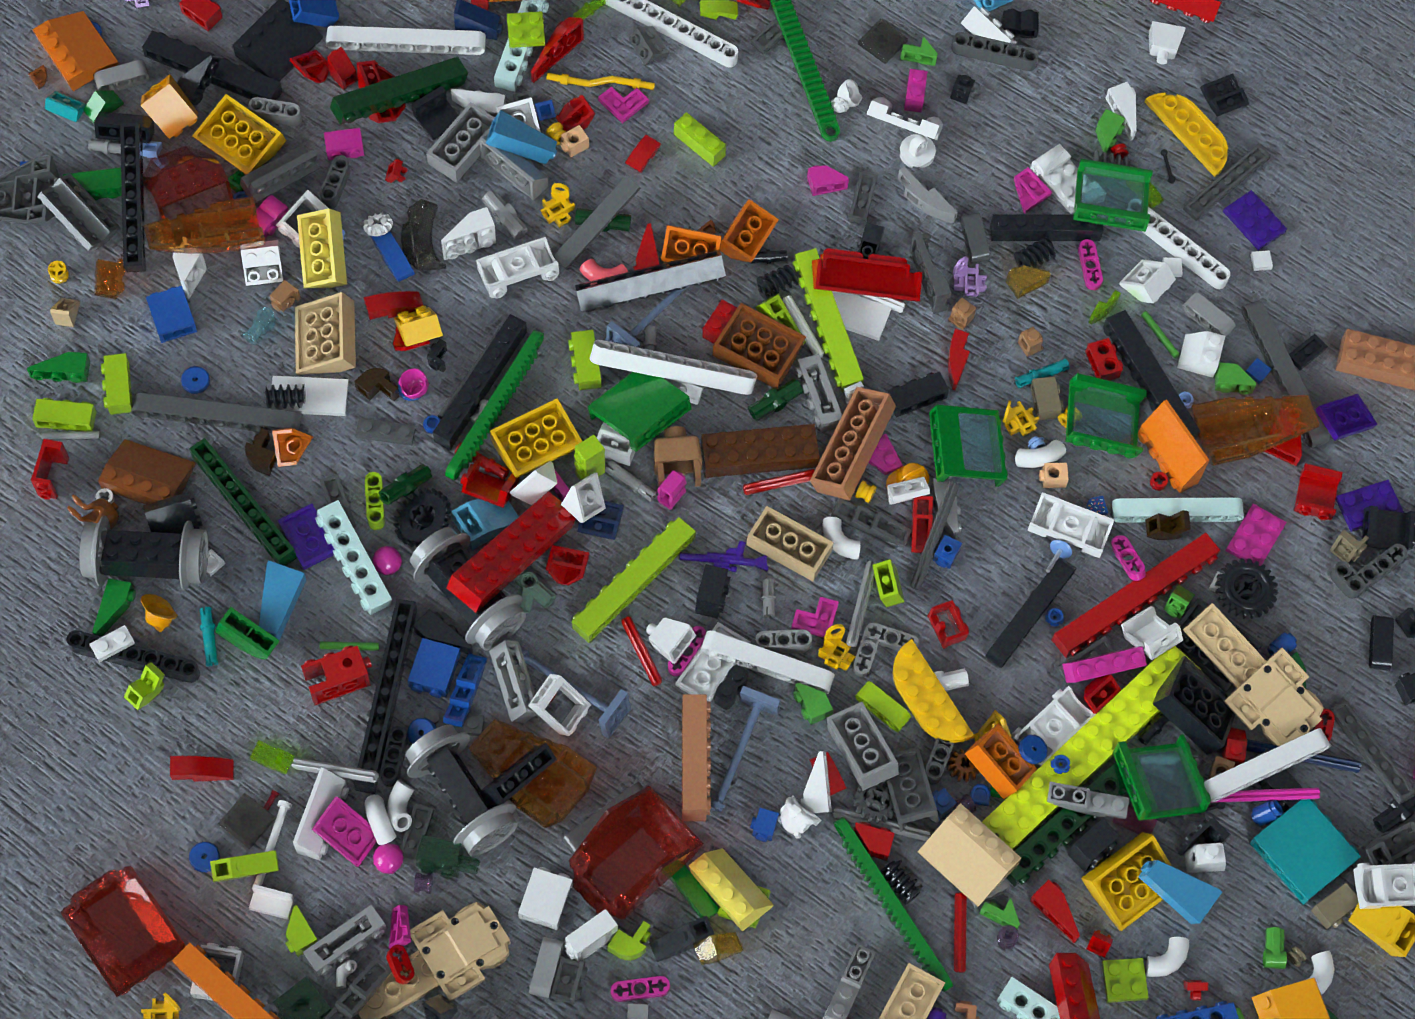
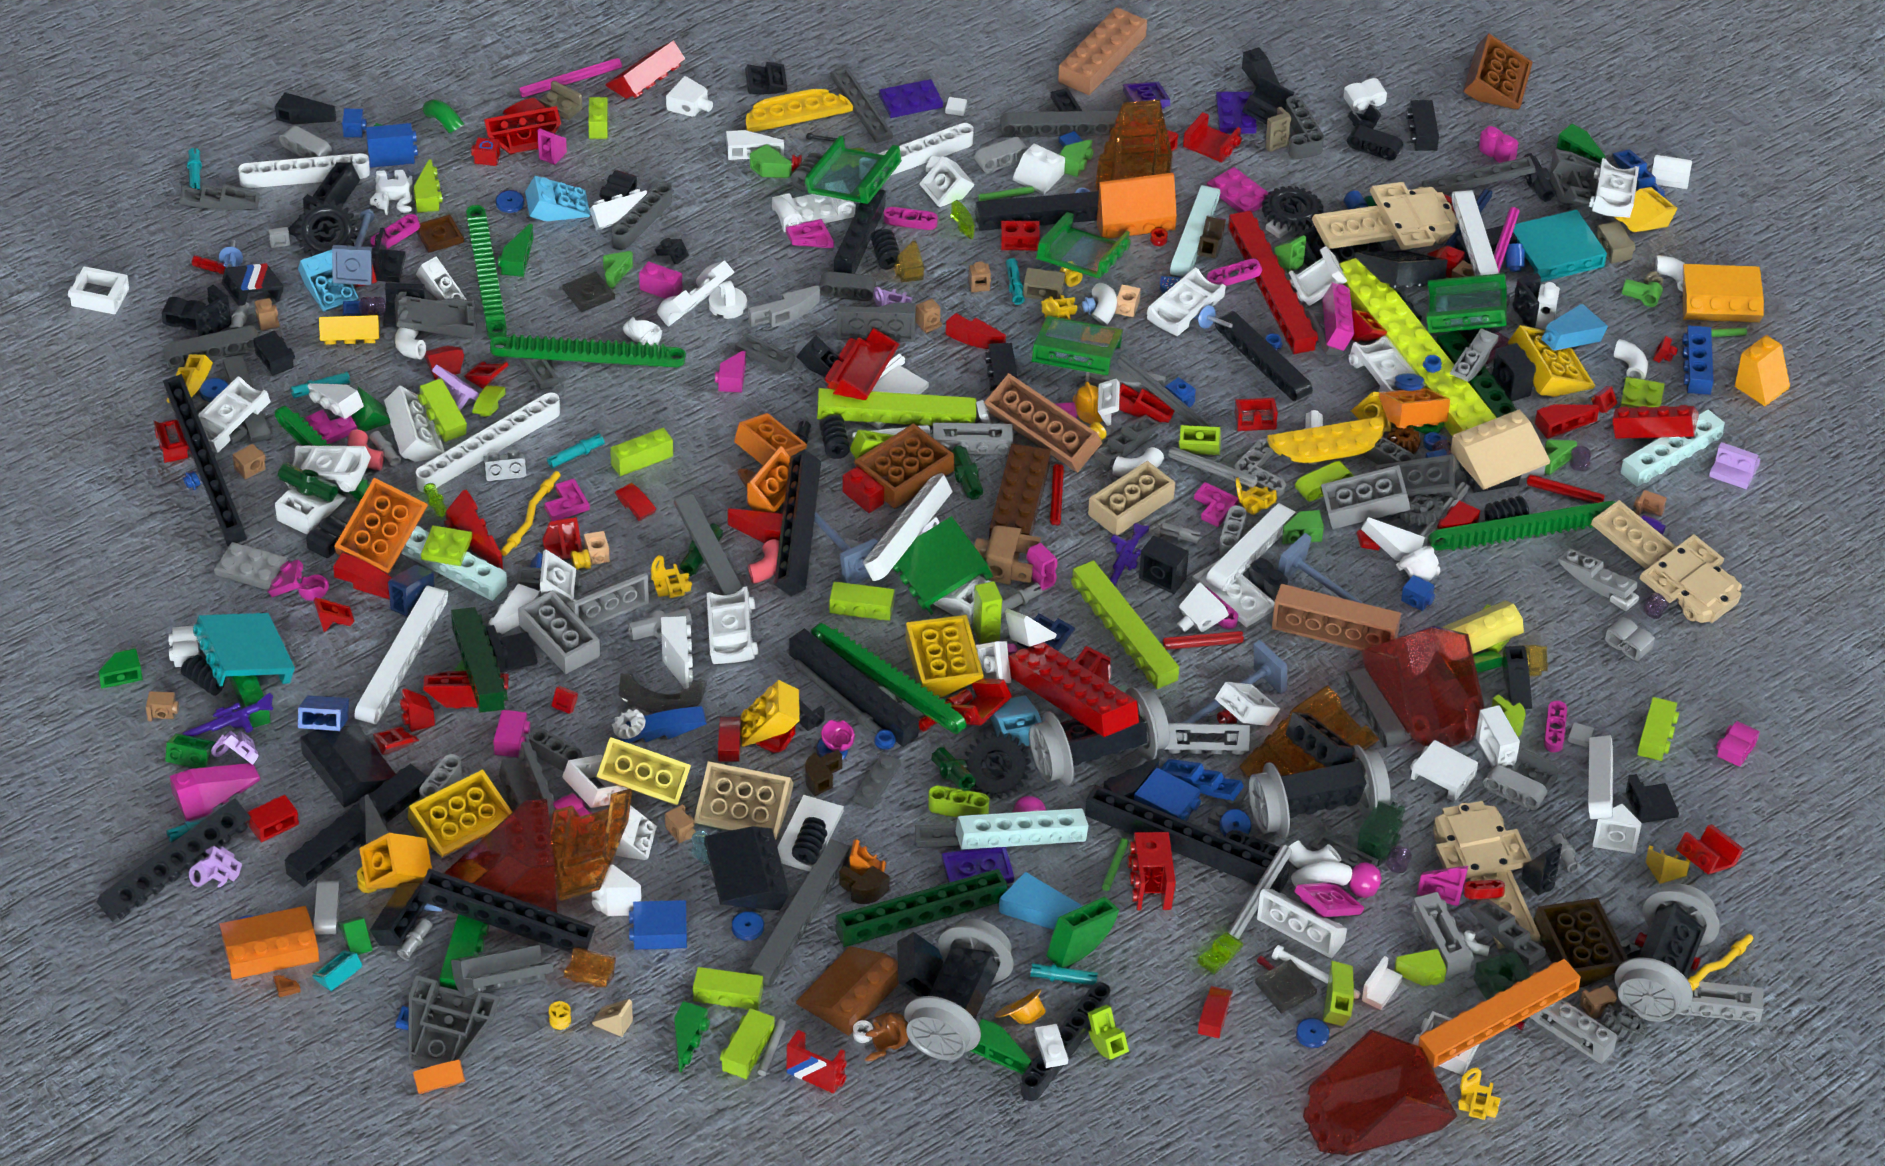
camera: 70 degrees left, 20 degrees down
(242, 357) = (747, 868): none -> black slope
(520, 139) = (582, 578): dark azure slope -> none
(691, 95) = (574, 451): none -> teal pin

